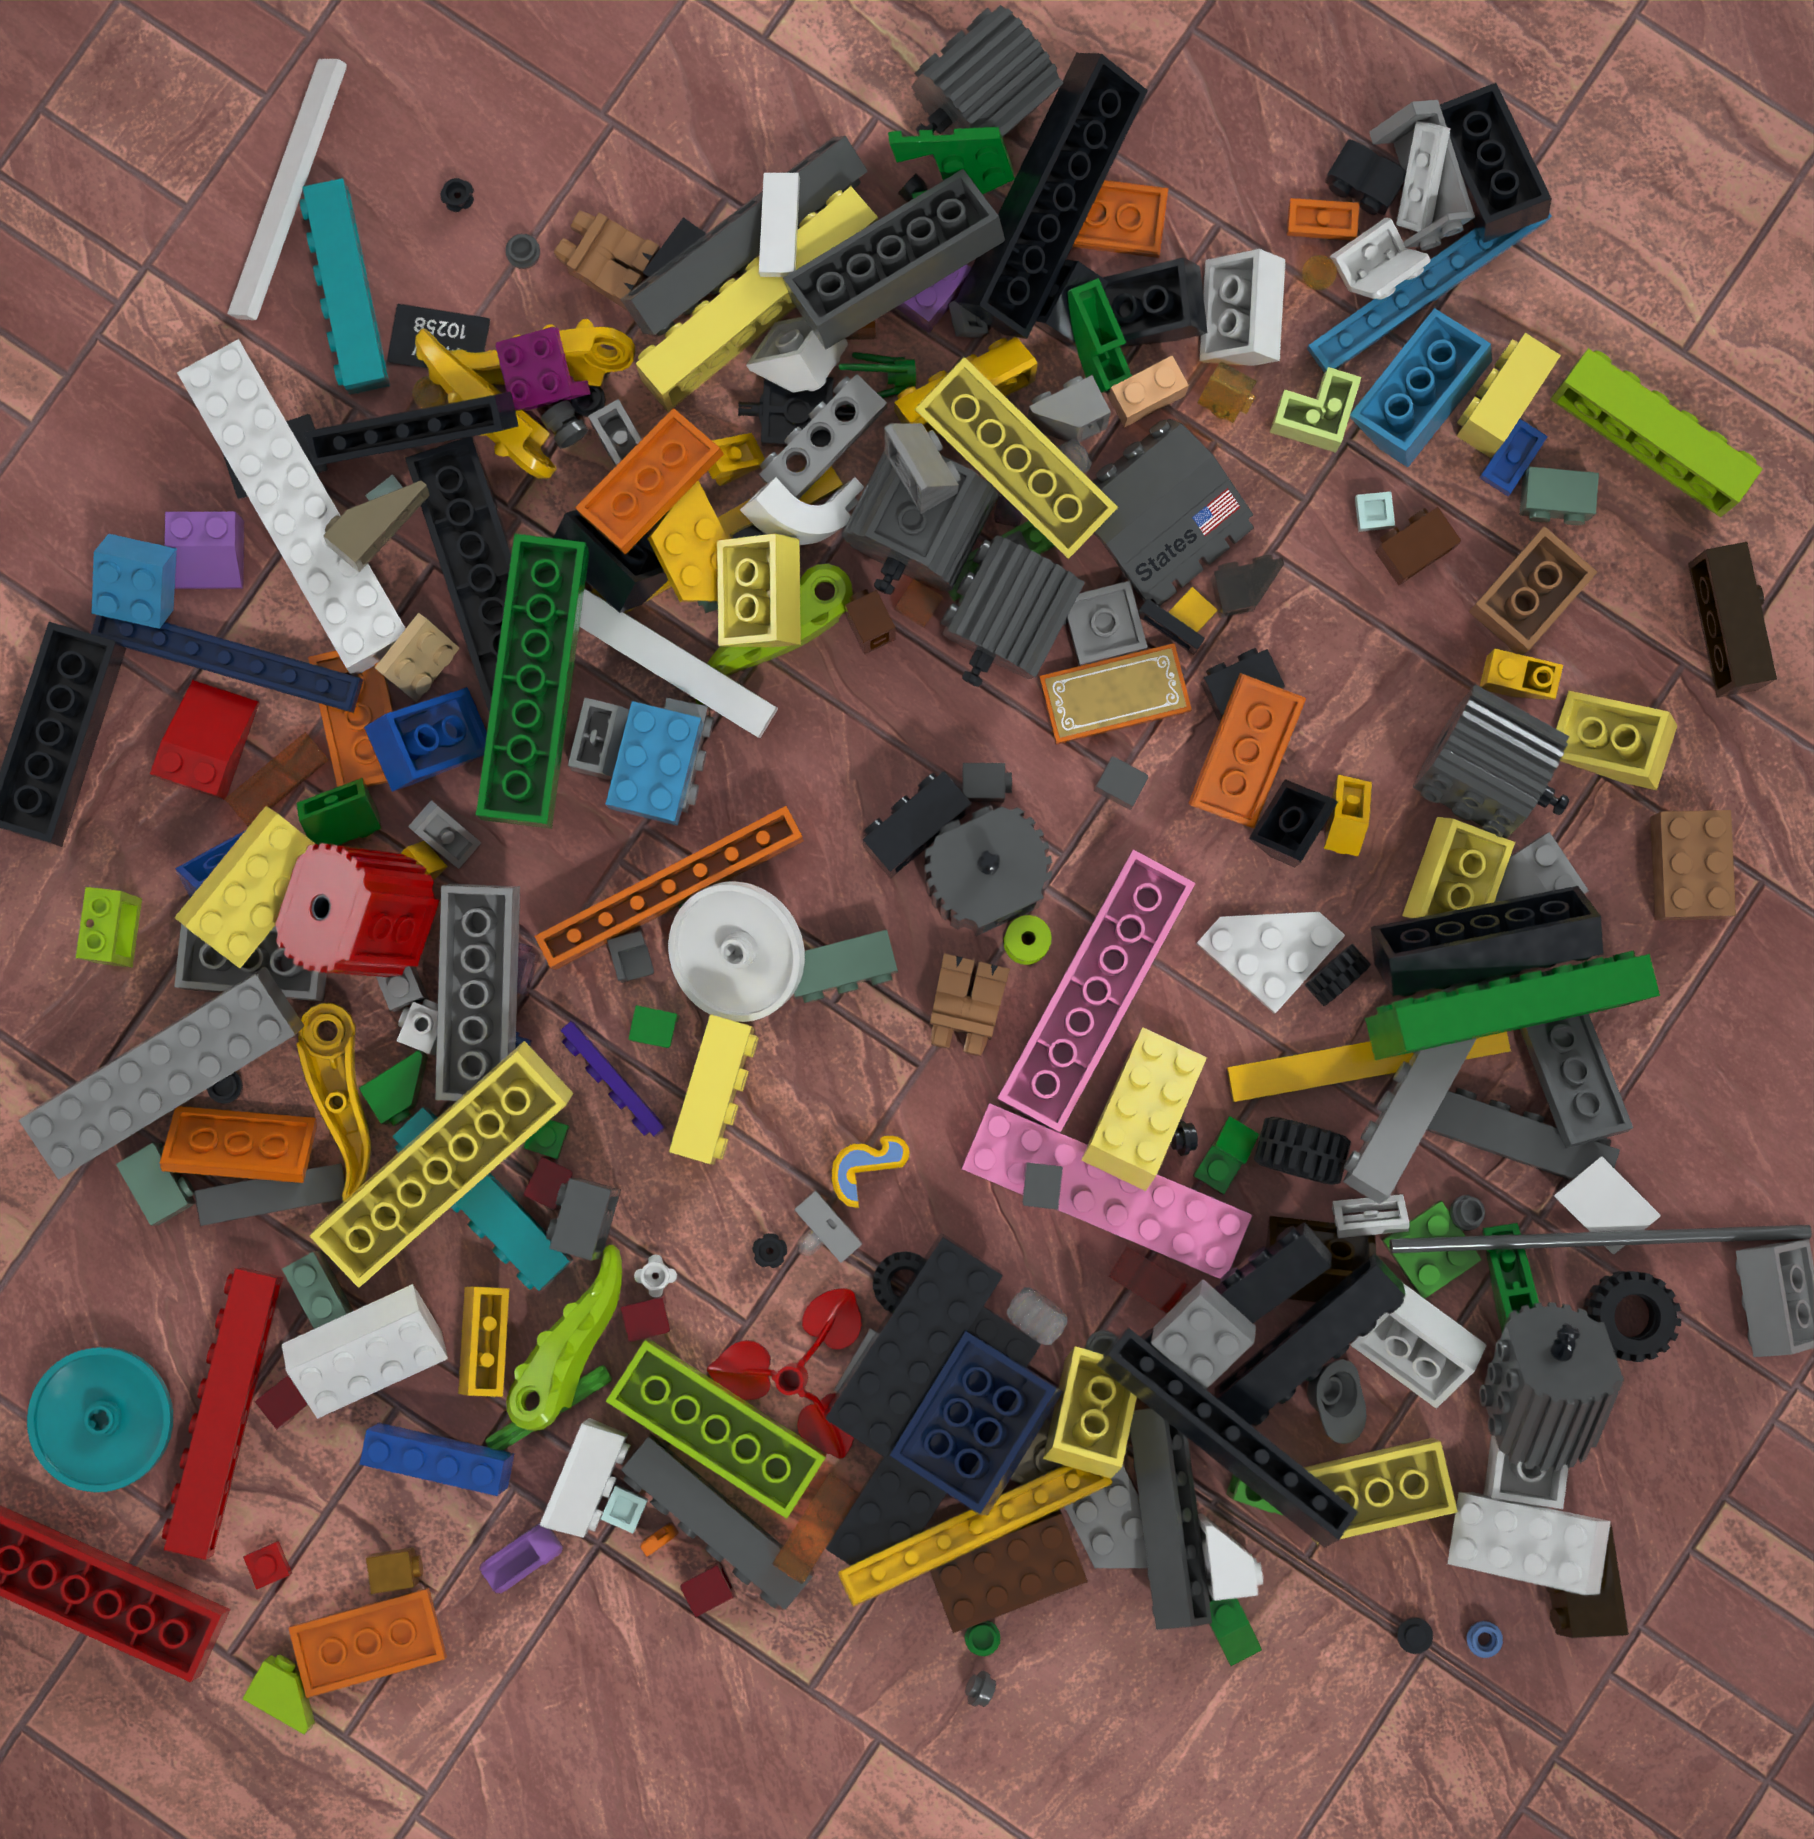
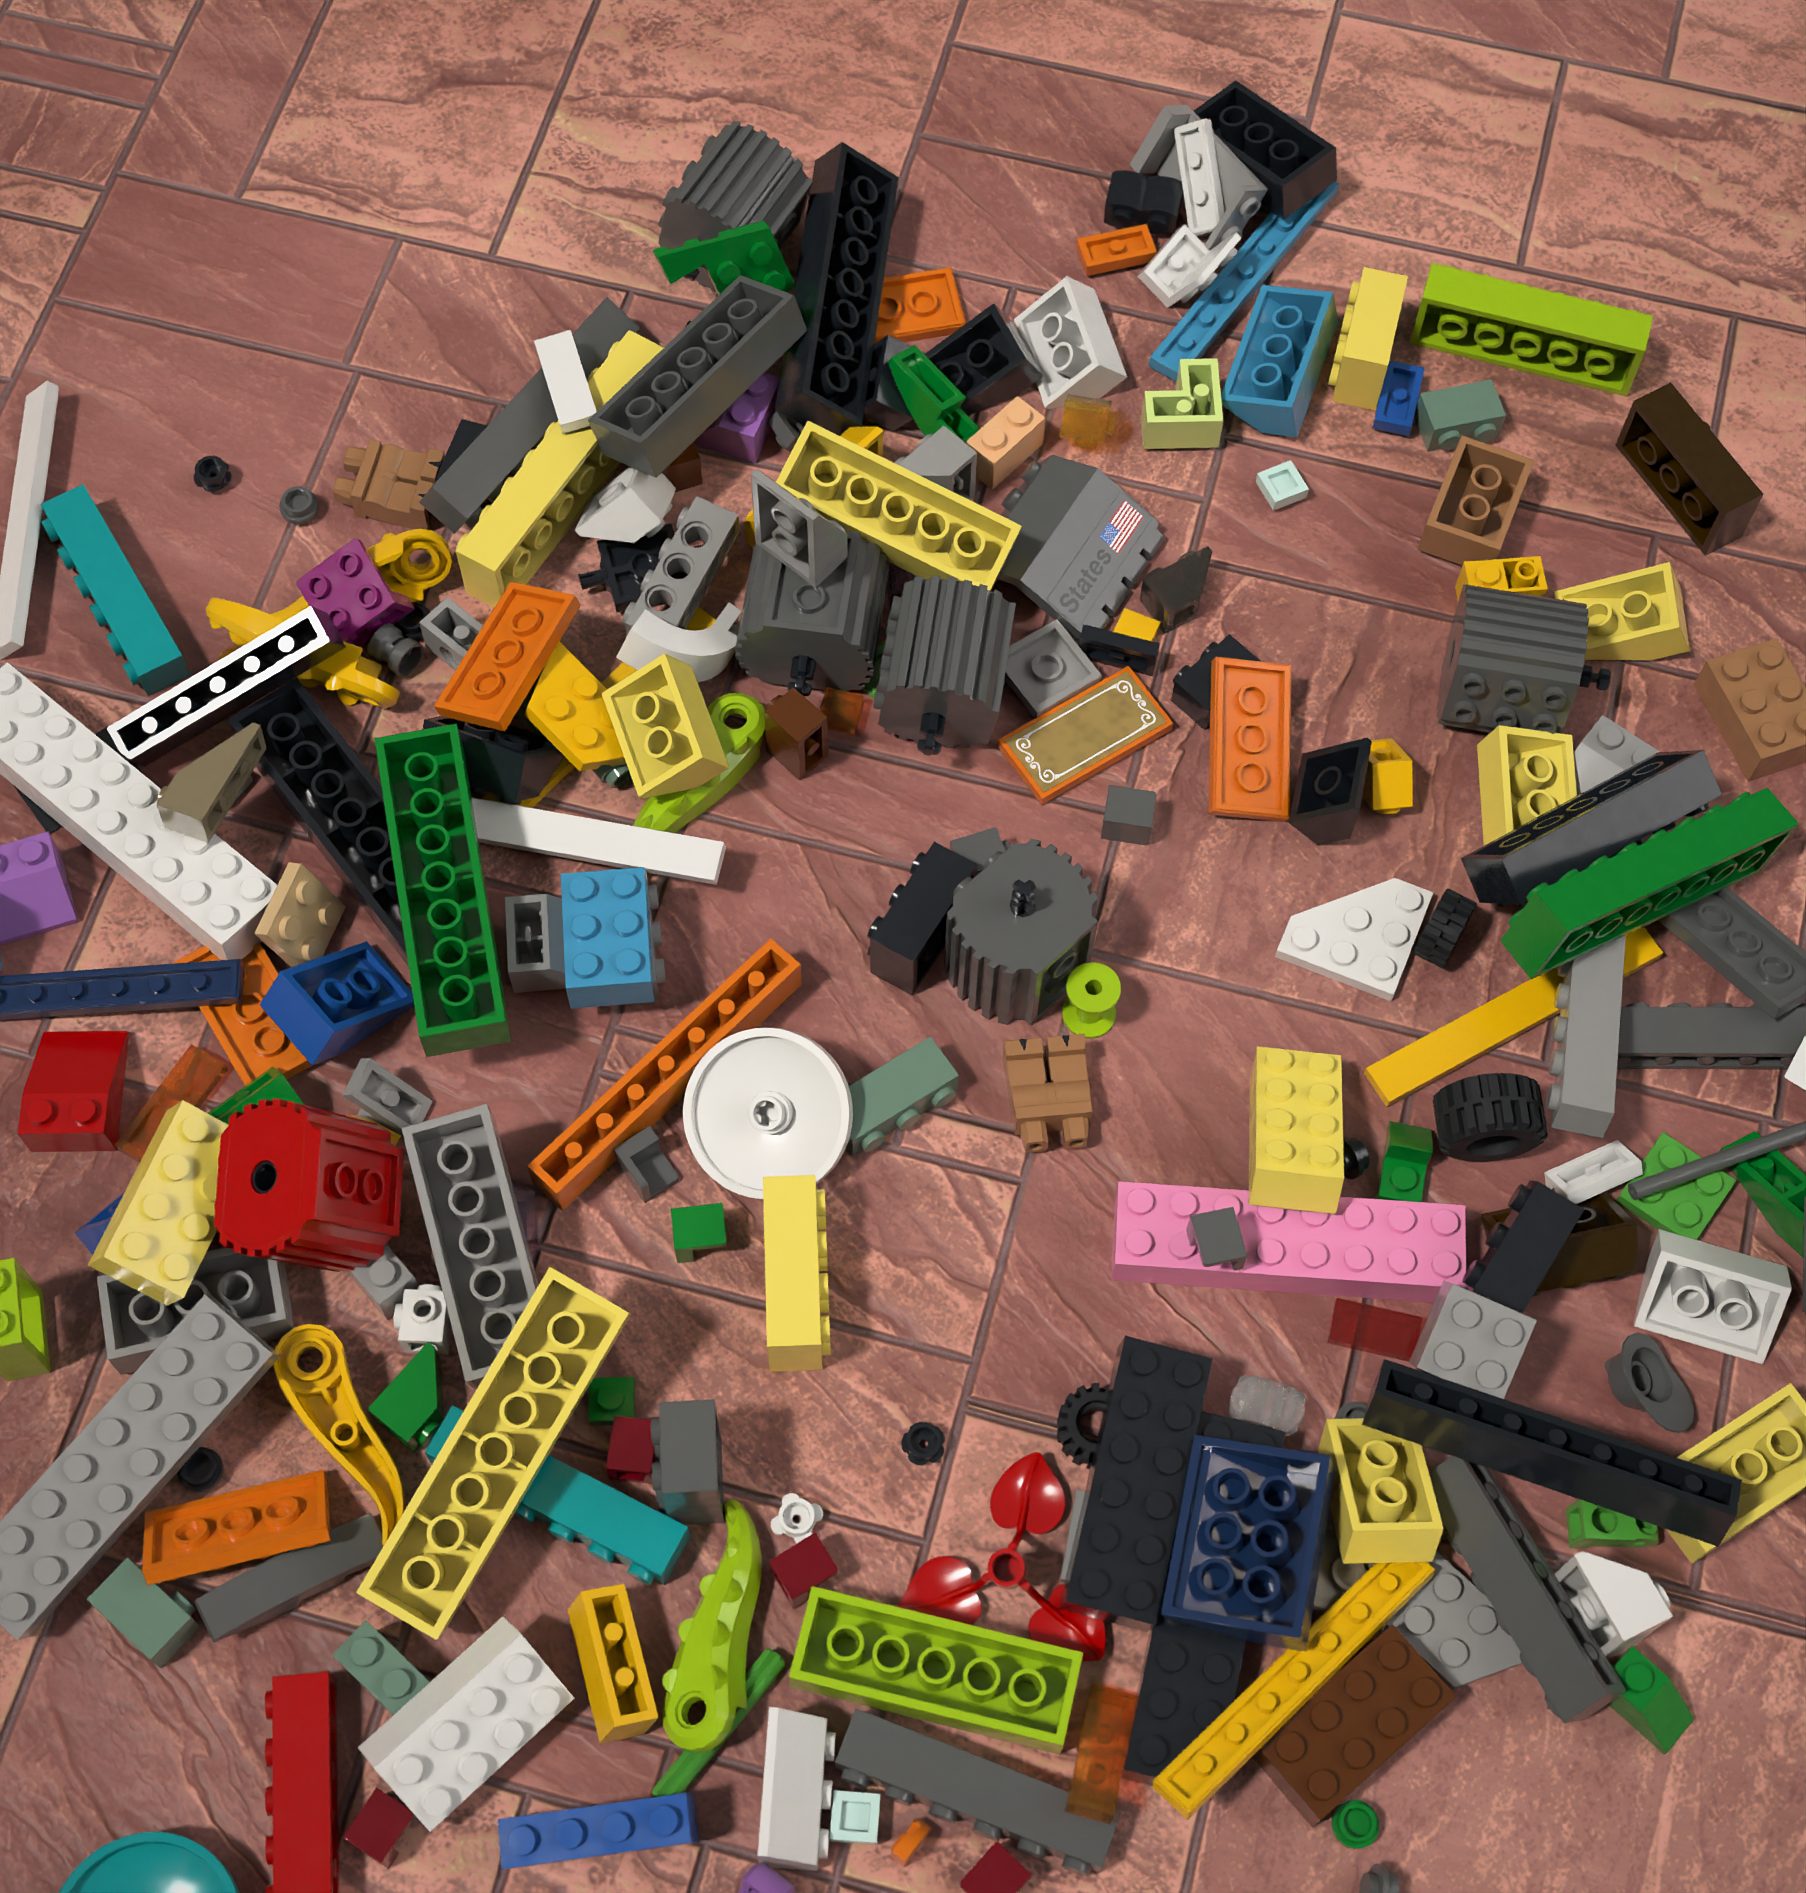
camera: 20 degrees left, 20 degrees down
(449, 328) = (194, 624): black sticker -> none
(621, 1092) = (685, 1316): dark purple plate -> none
(739, 458) = (592, 632): yellow slope -> none
(825, 1229) = (981, 1393): light grey piece -> none
(865, 1158) = (998, 1298): animal -> none
(899, 371) = (735, 499): green plant -> none
(1095, 991) = (1188, 1029): bright pink brick -> none
(1312, 1341) = (1600, 1308): black brick -> none
(1319, 272) = (1132, 296): clear yellow plate -> none
(1417, 545) = (1339, 501): reddish brown brick -> none
(1467, 1212) = (1697, 1134): dark grey plate -> none

